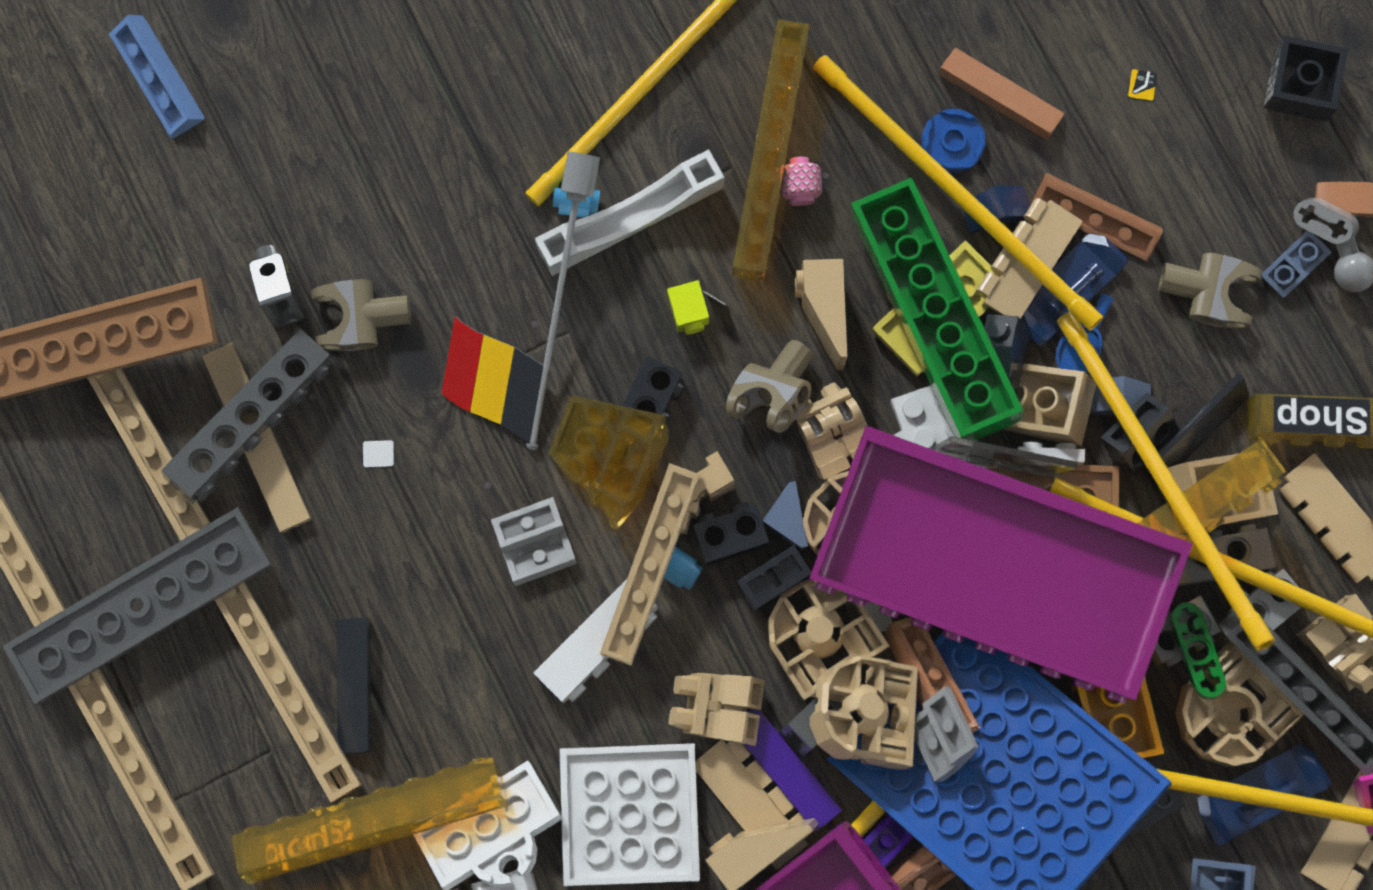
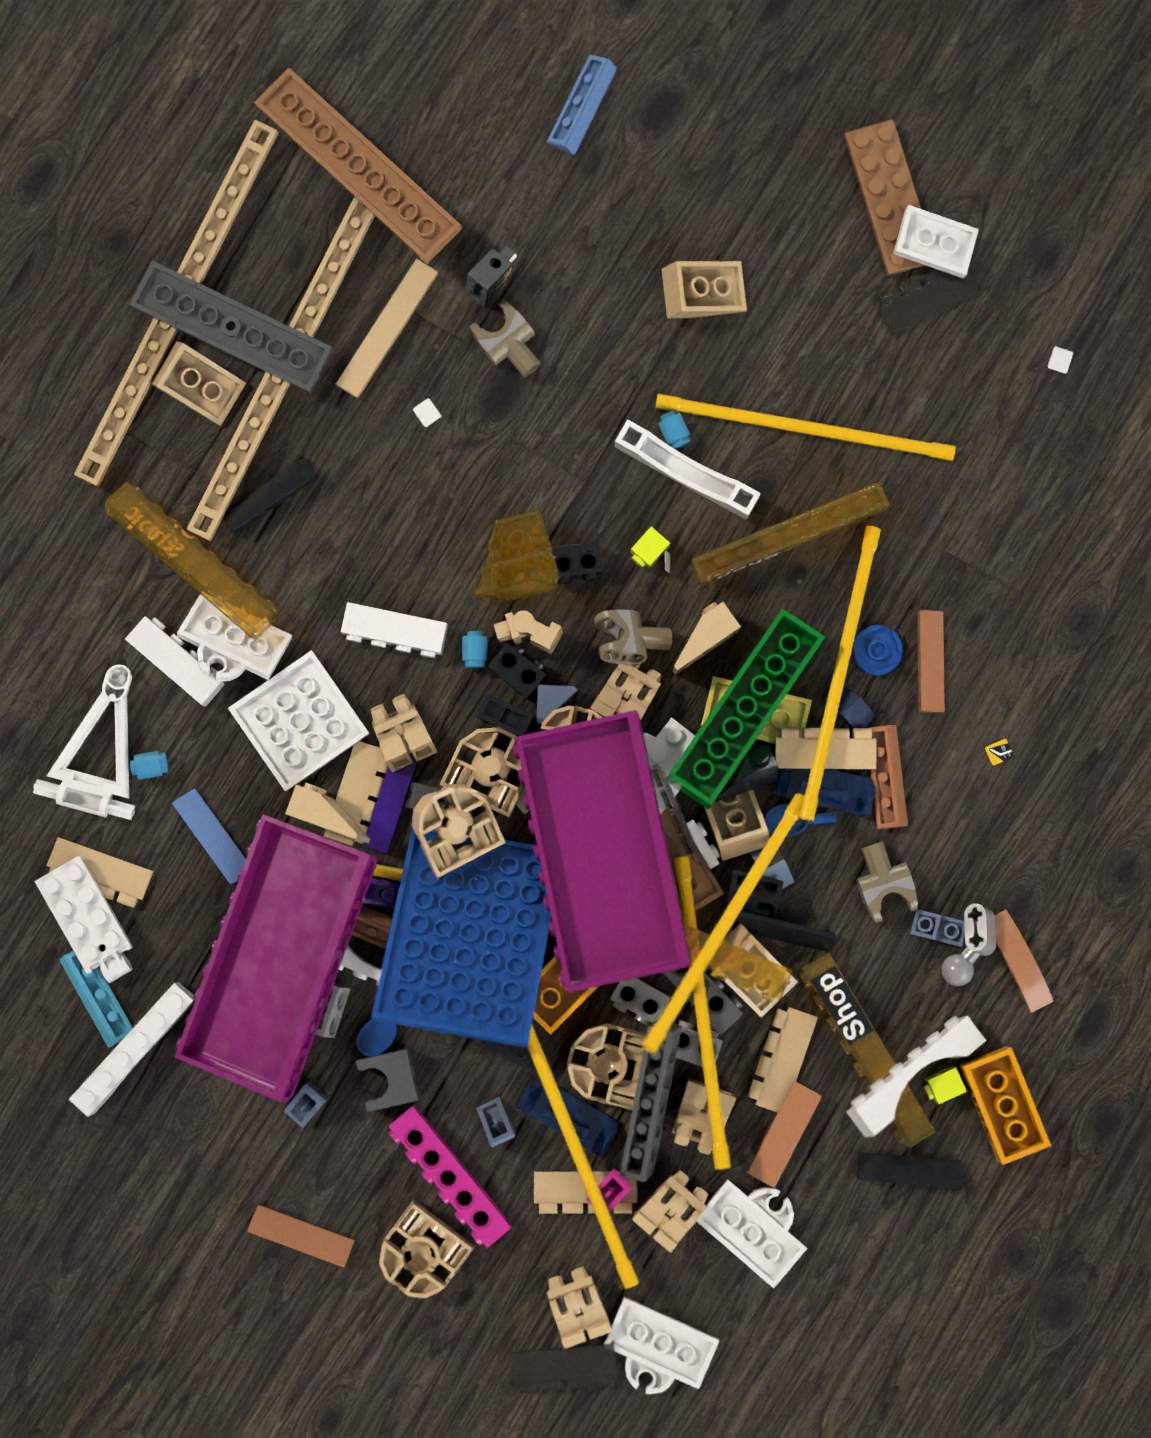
camera: 60 degrees right, 5 degrees up
(174, 684) = (198, 383): none -> tan slope
(298, 351) = (432, 312): dark grey brick -> none
(444, 74) = (703, 288): none -> tan slope
(497, 377) = (524, 456): flag -> none
(534, 541) = (433, 548): light grey slope -> none
(650, 564) = (461, 630): tan tile -> none
(801, 182) = (781, 568): bright pink head -> none
(916, 648) = (502, 860): nougat slope -> none
(943, 735) = (468, 884): light grey slope -> none
(1213, 672) = (638, 997): green beam -> none
(1305, 78) = (1071, 857): black brick -> none

